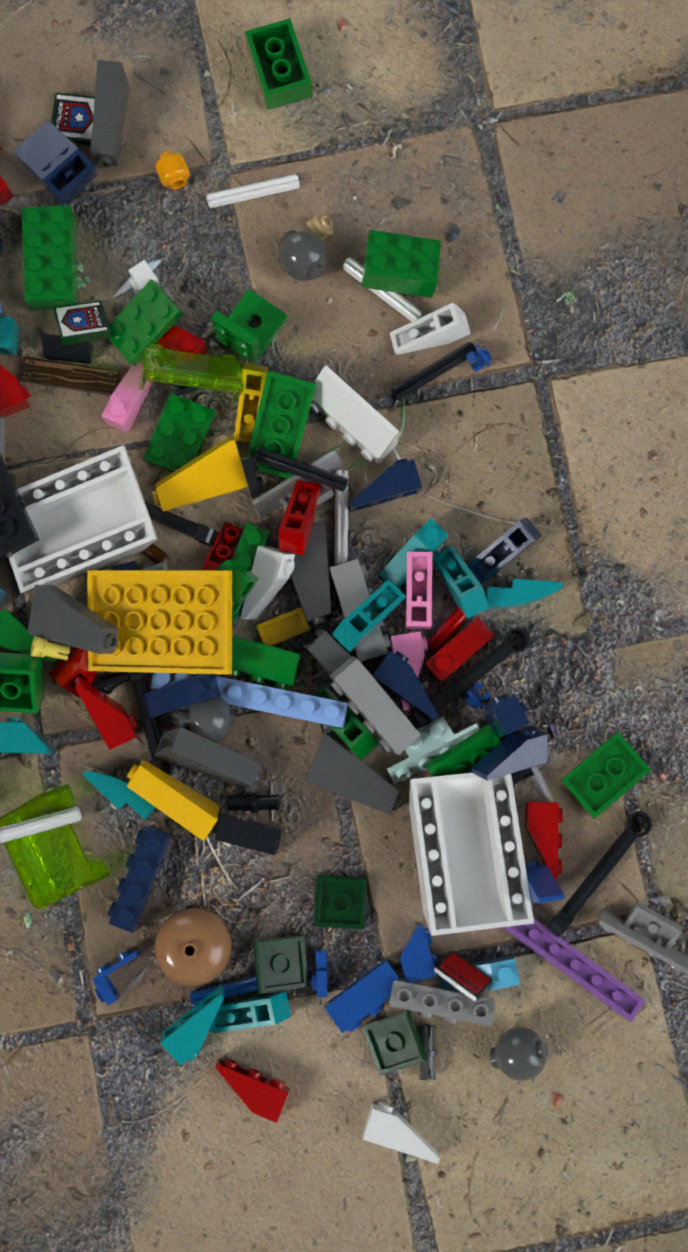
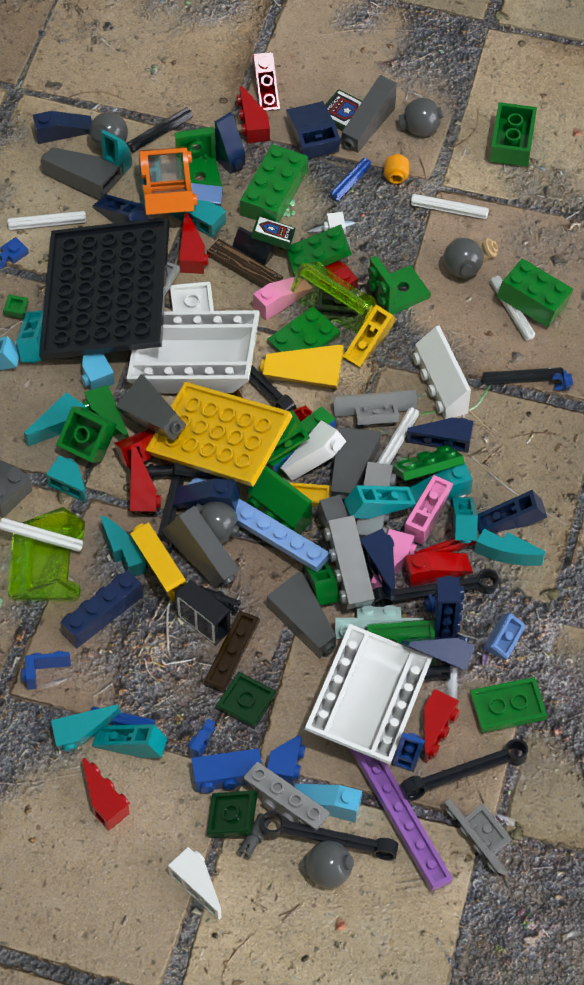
camera: 25 degrees right, 25 degrees down
(38, 451) = (192, 297): none -> white plate
(42, 648) = (121, 417): light yellow pin -> none
(128, 206) = (350, 179): none -> blue axle
(166, 89) = (421, 117): none -> dark grey brick
(206, 934) = (113, 675): medium nougat cylinder -> none
(250, 466) = (345, 371): black plate -> none
(280, 964) = (175, 717): dark green tile -> none
(281, 418) = (383, 355): green plate -> none
(297, 853) = (231, 651): none -> dark brown tile
(299, 517) = (362, 417): red slope -> none
(301, 469) = (383, 388): black axle -> none
(390, 535) = (427, 463): none -> green plate
(431, 330) = (537, 347): white slope -> none
(464, 976) = (315, 785): slope -> none
(556, 1003) = (381, 848): none -> black piece
(562, 694) = (504, 636): none -> medium blue slope

